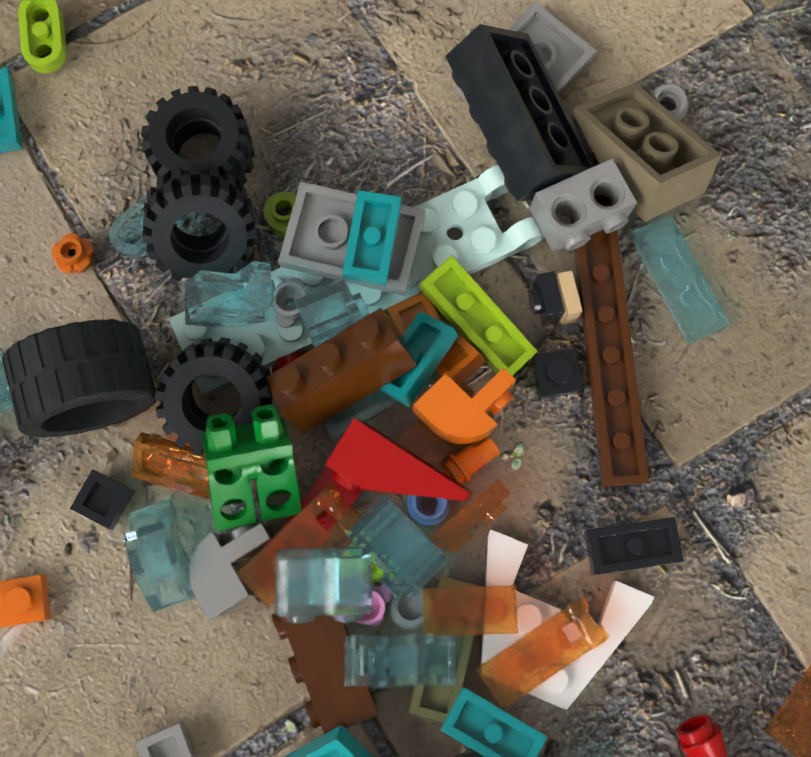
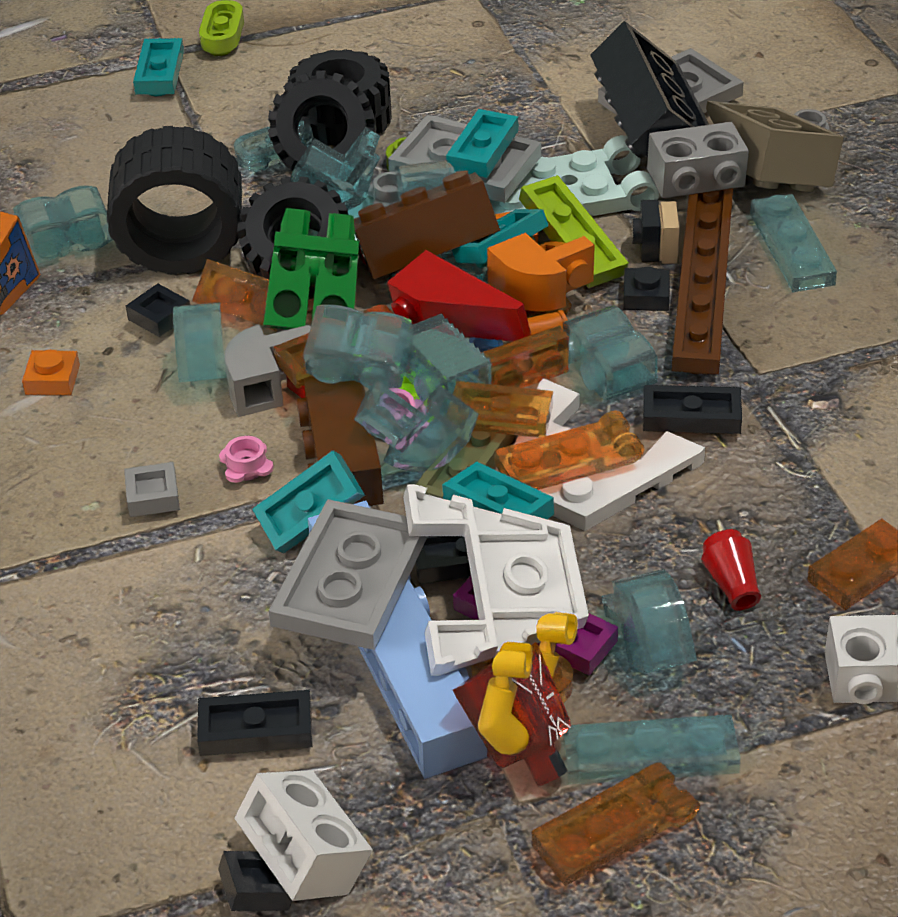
camera: 15 degrees right, 35 degrees down
(238, 703) = (245, 459): none -> bright pink plate
(544, 486) = (610, 353): none -> clear light blue brick

